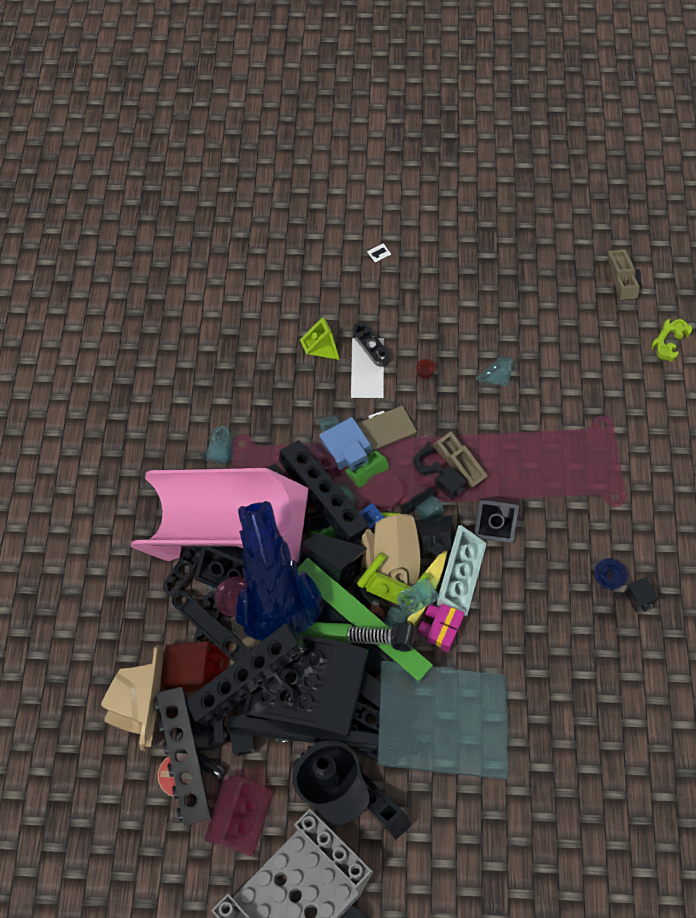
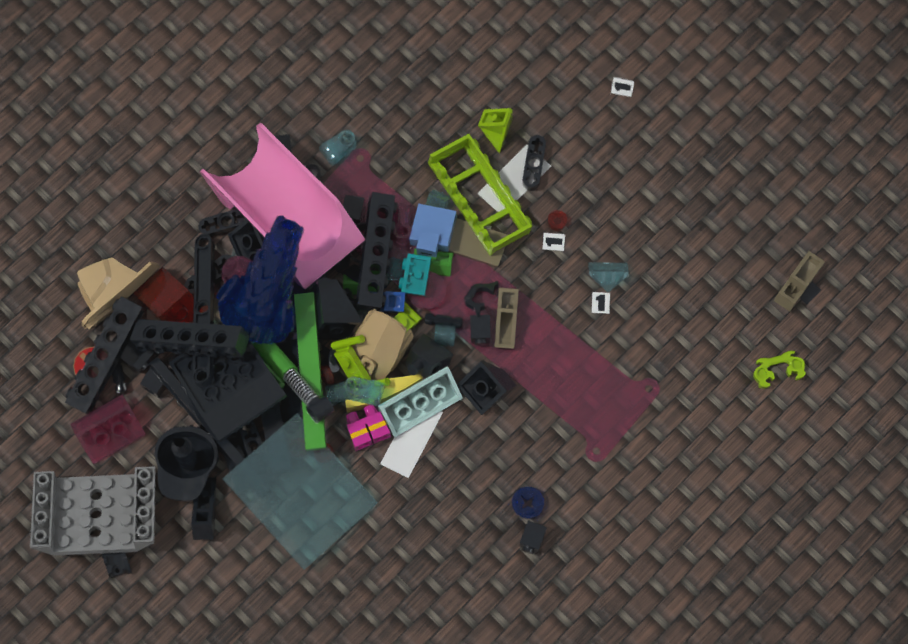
camera: 40 degrees right, 10 degrees up
(358, 378) = (492, 177): none -> lime window
(366, 484) = (415, 275): none -> teal bracket
(437, 385) = (553, 241): none -> white sticker
(483, 613) = (408, 446): none -> white sticker
(511, 397) = (600, 302): none -> white sticker

